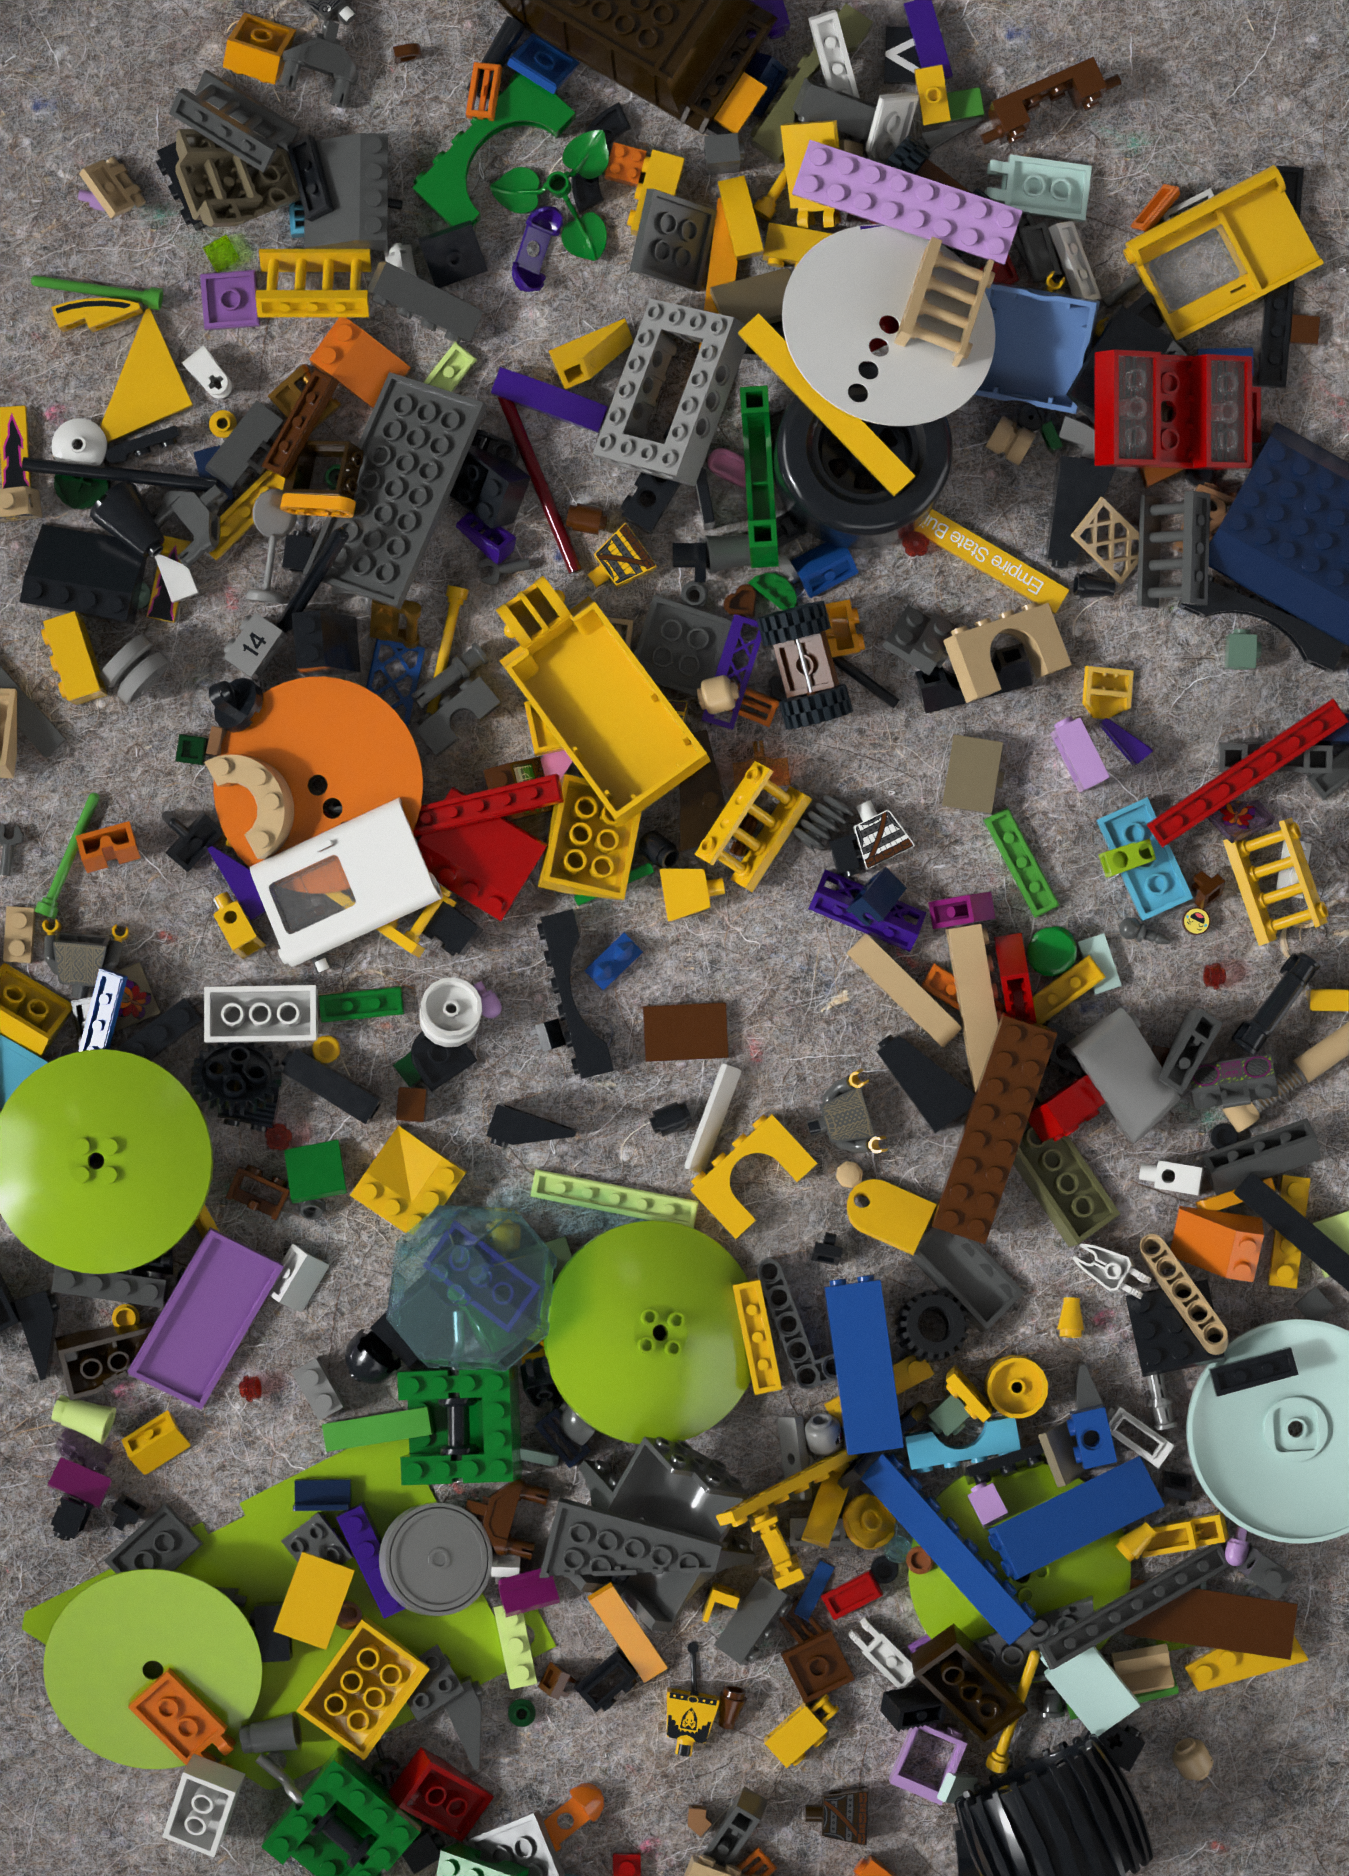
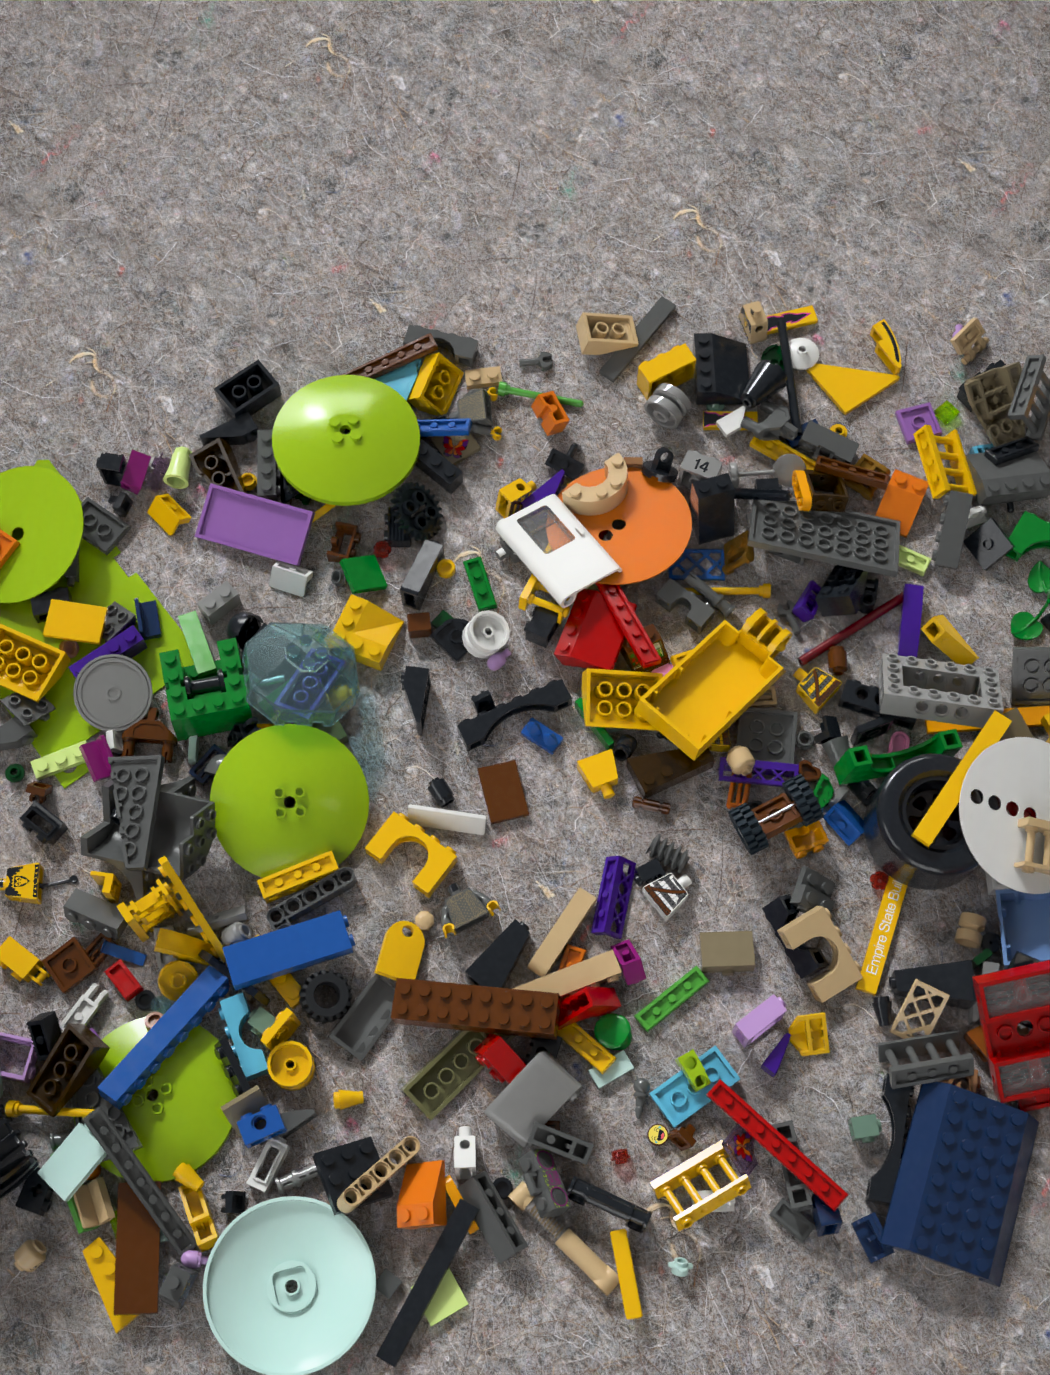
camera: 80 degrees right, 20 degrees down
(141, 445) = (811, 388): black hinge -> none
(150, 297) = (906, 377): bright green piece -> none
(191, 749) = (625, 450): dark green tile -> none
(206, 371) = (867, 418): white piece -> none
(250, 1388) = (213, 563): clear red plate -> none
(261, 1014) = (461, 522): white brick -> none
(540, 227) = (1025, 595): dark purple piece -> none
(613, 1198) = (379, 767): yellowish green tile -> none
(627, 1632) = (77, 827): light orange tile -> none
(731, 1704) = (36, 911): reddish brown cone -> none
(770, 839) = (640, 815): yellow fence -> none
(778, 765) = (694, 806): clear orange plate -> none
(827, 1251) = (367, 915): black tile -> none
(866, 681) = (774, 865): black bar -> none
(877, 897) = (624, 897): dark blue hinge -> none
(987, 1504) = (200, 1059): lavender brick -> none
(1075, 1518) = (199, 1126): blue brick -> none
(1116, 1270) = (387, 1120): white hinge -> none
(1198, 476) = (984, 1072): black tile -> none
(1253, 1371) = (328, 1237): black plate -> none
(1284, 1255) = (418, 1253): yellow plate -> none

